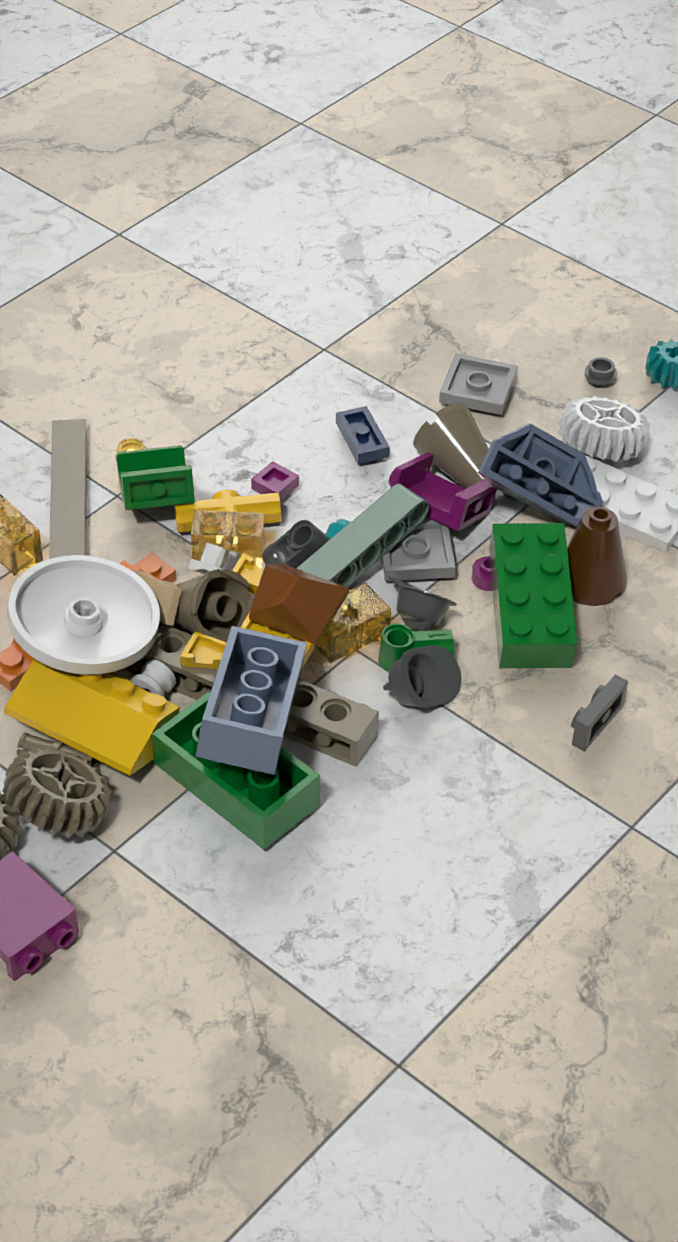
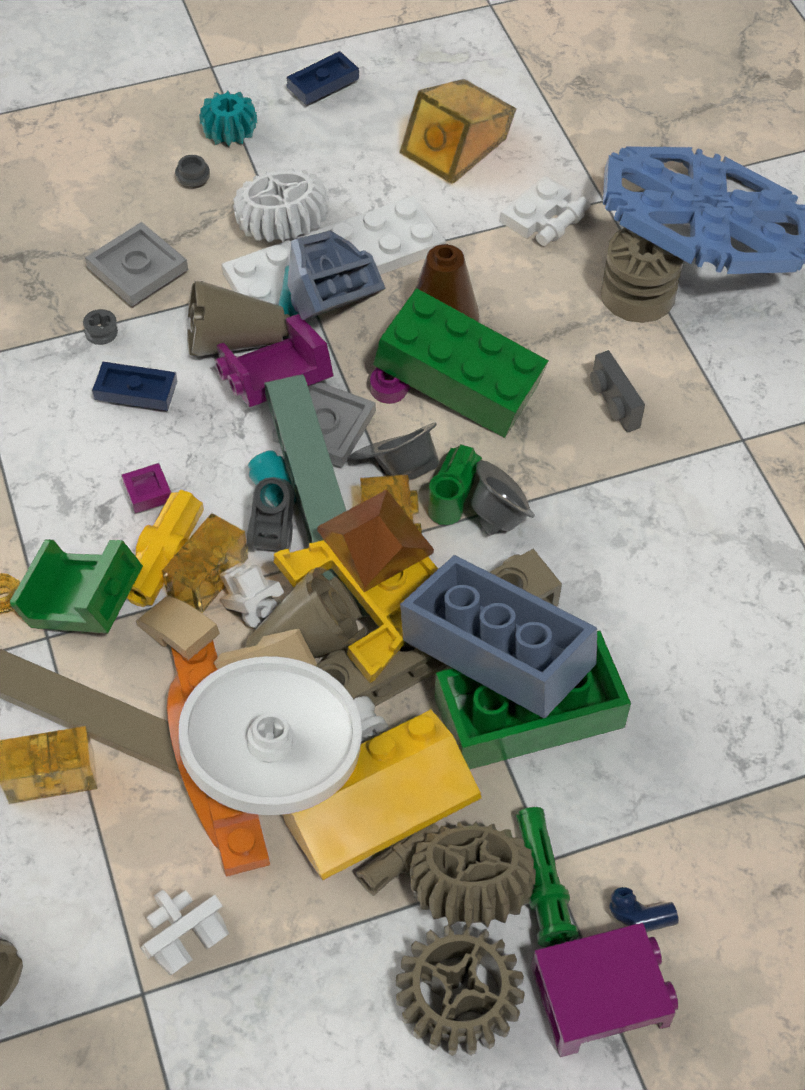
camera: 60 degrees left, 10 degrees up
(74, 854) = (548, 895): none -> green pin
(95, 920) = (631, 912): none -> dark blue arm
(164, 550) = (179, 626): none -> tan slope
(403, 401) = (98, 335): none -> dark grey bush

